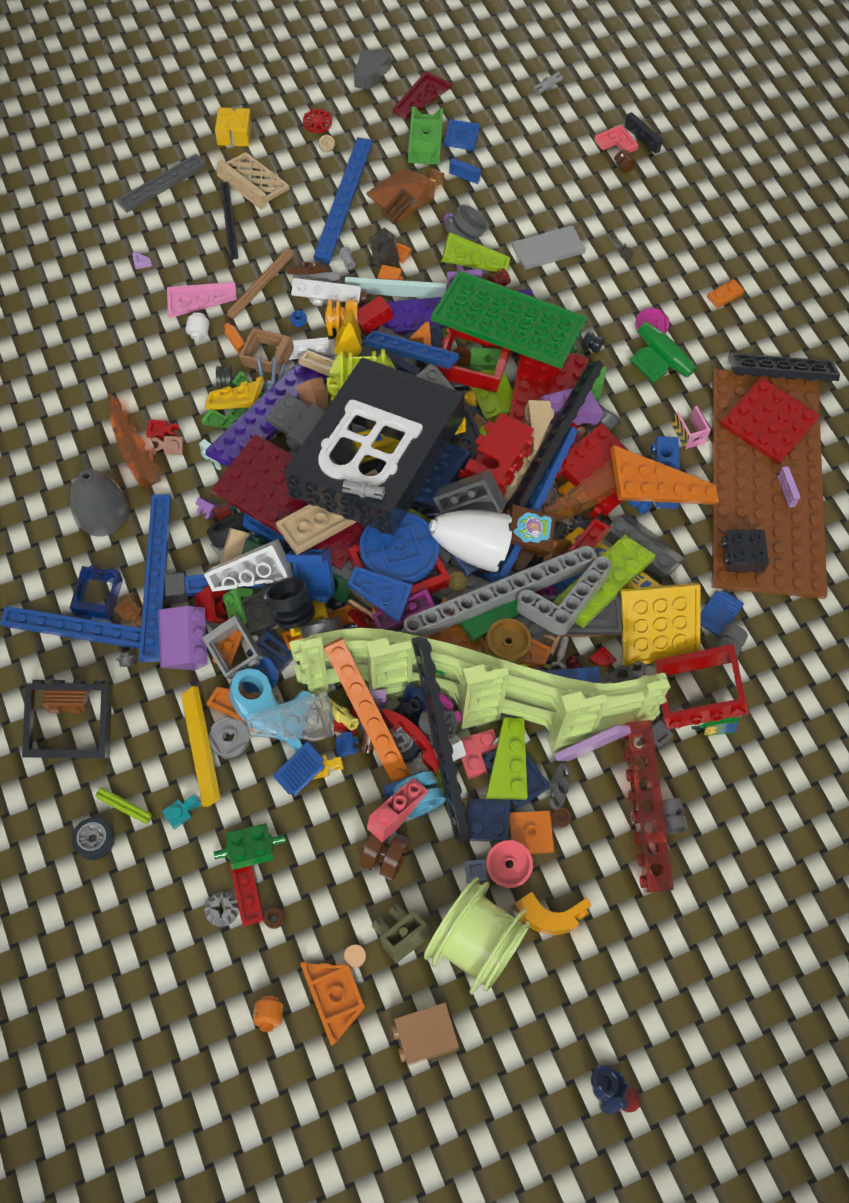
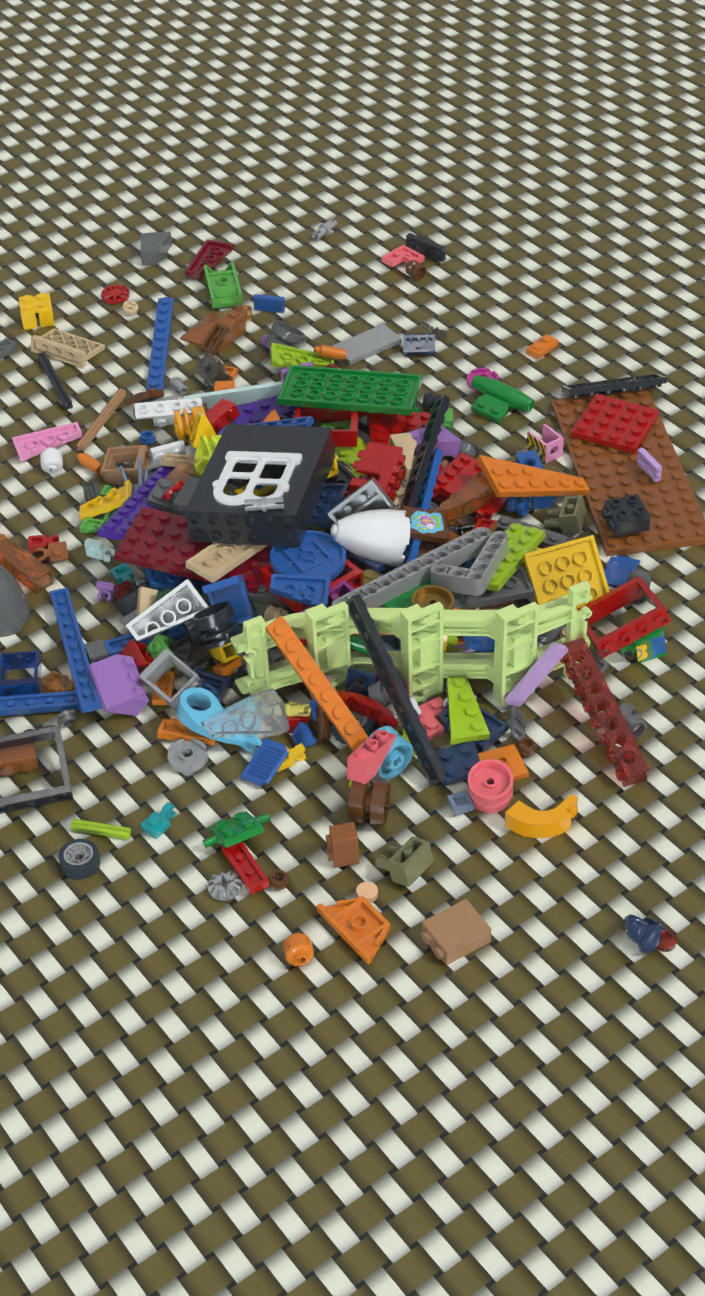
camera: 10 degrees left, 20 degrees down
(200, 747) = (162, 767): yellow tile -> none
(293, 413) = (172, 489): none -> red tile
(343, 900) = (343, 845): none -> dark orange brick
(353, 600) = (273, 612): none -> tan wheel
(462, 135) = (256, 280): blue tile -> none
(477, 936) = (479, 831): yellowish green wheel -> none
(507, 254) = (331, 352): none -> orange cylinder
(600, 262) = (419, 344): none -> bracket
(690, 531) = (568, 517): none -> olive brick

